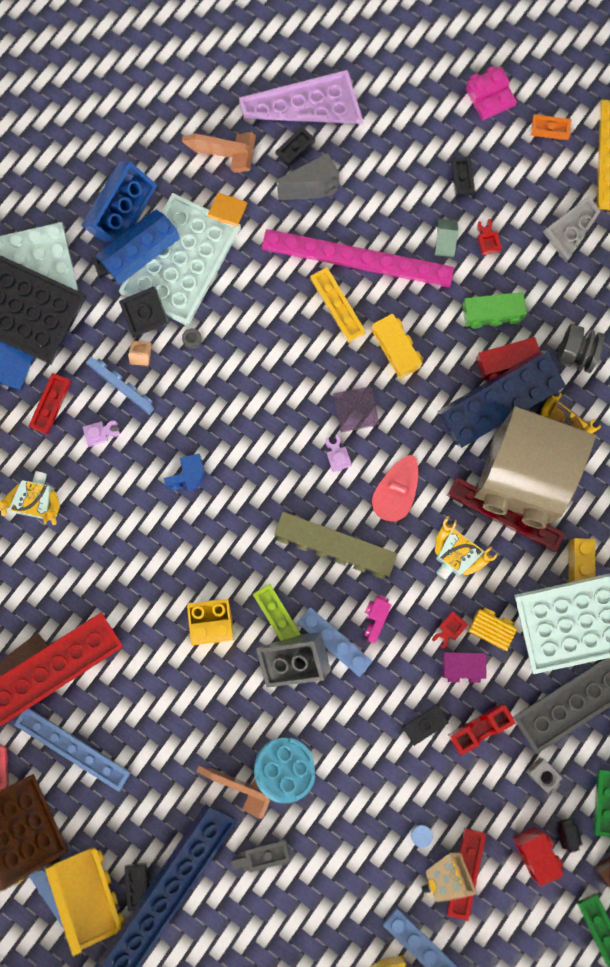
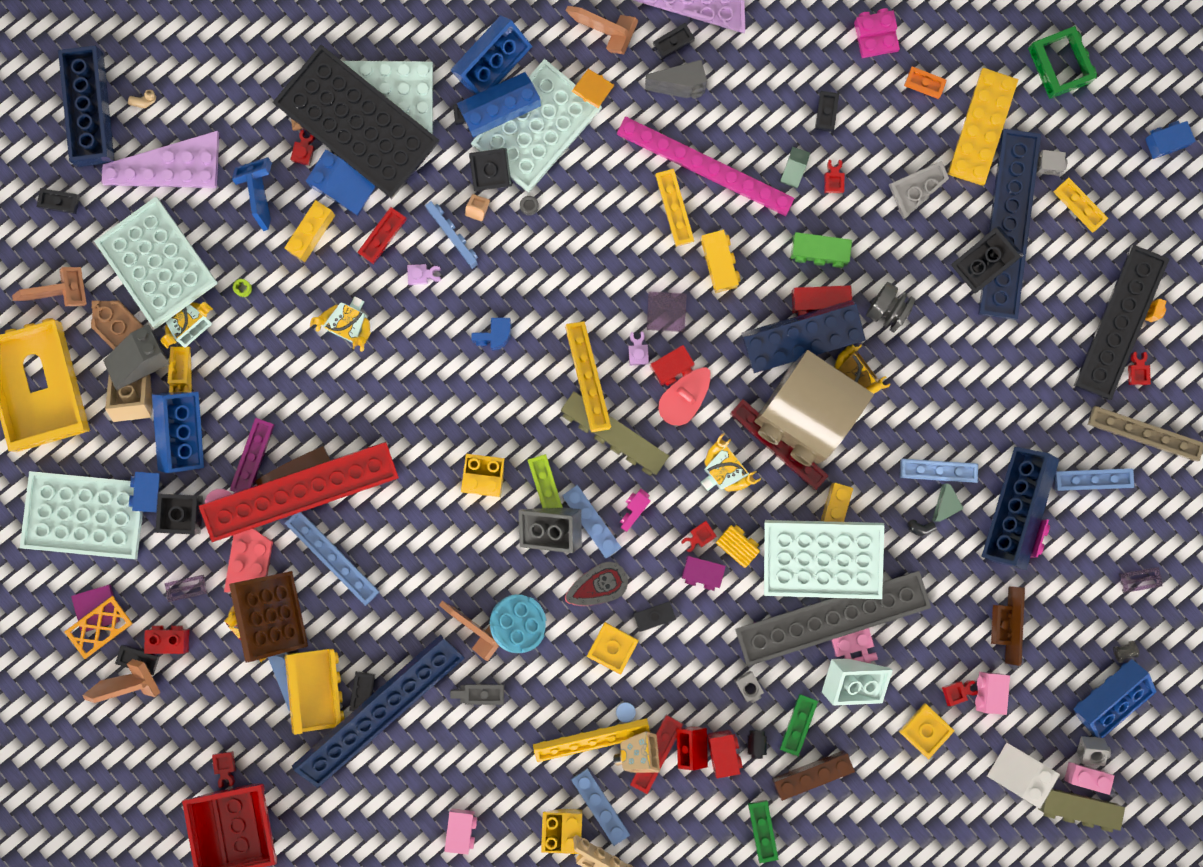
camera: 10 degrees right, 5 degrees up
(294, 494) = (588, 376): none -> yellow plate
(359, 707) = (598, 585): none -> shield
(376, 461) = (672, 365): none -> red brick
(390, 770) = (612, 648): none -> yellow plate
(392, 877) = (589, 740): none -> yellow plate
(478, 729) = (703, 631): red arch -> none
(502, 858) = (692, 748): none -> red brick

